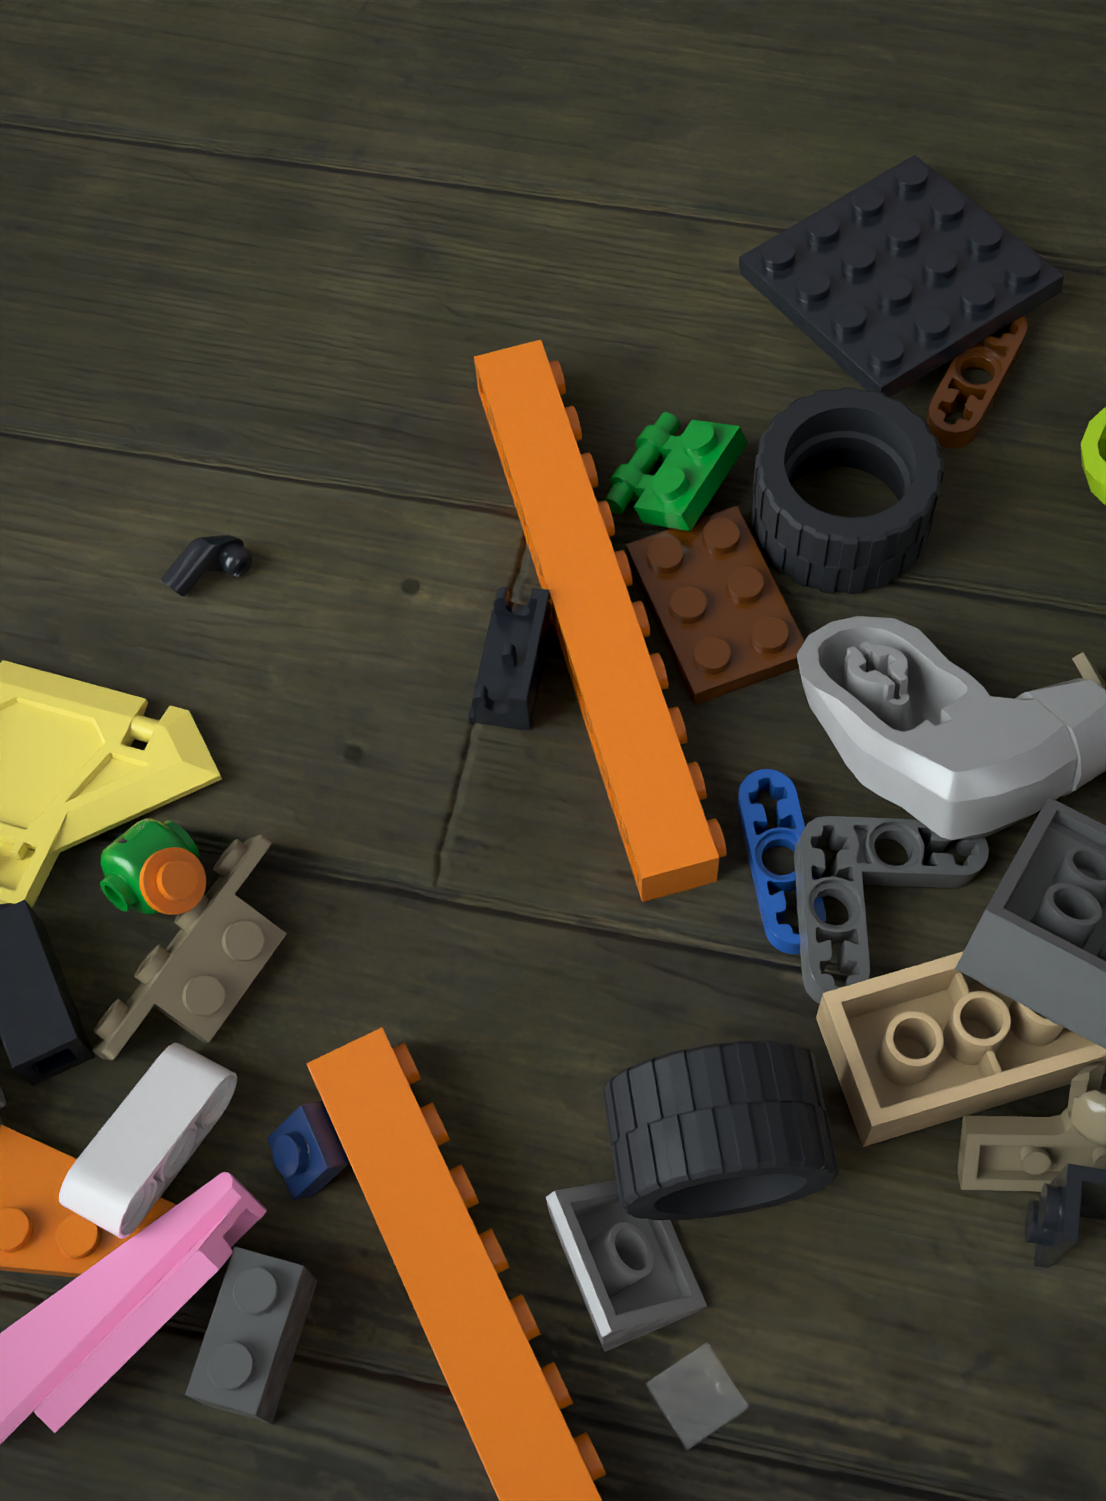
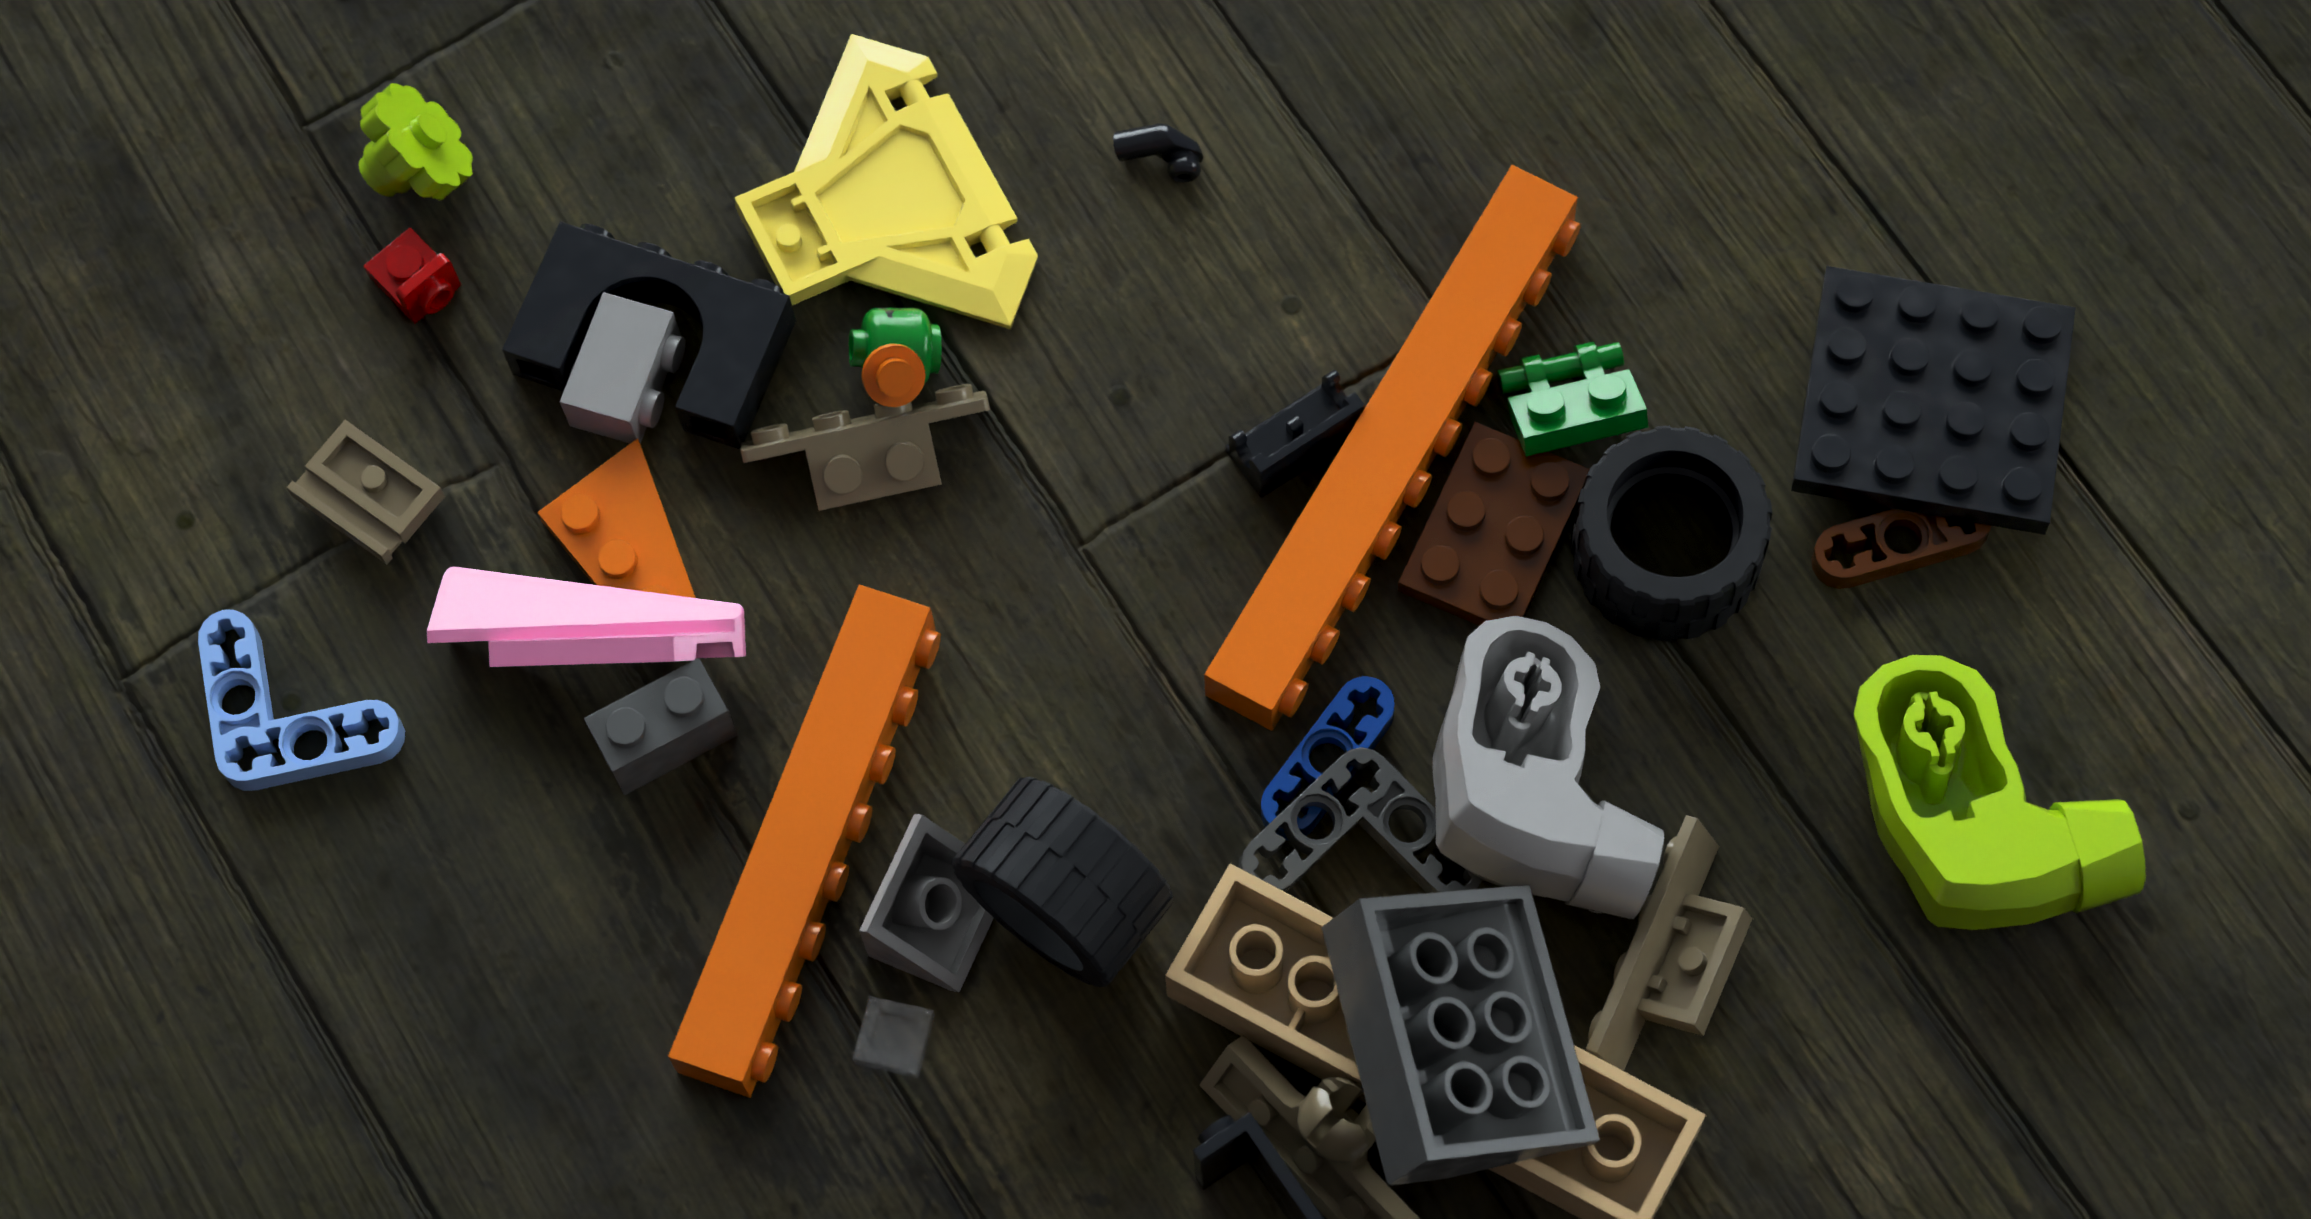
camera: 45 degrees right, 5 degrees up
(148, 1140) = (717, 538): white beam -> none
(307, 1150) = (807, 643): dark blue plate -> none

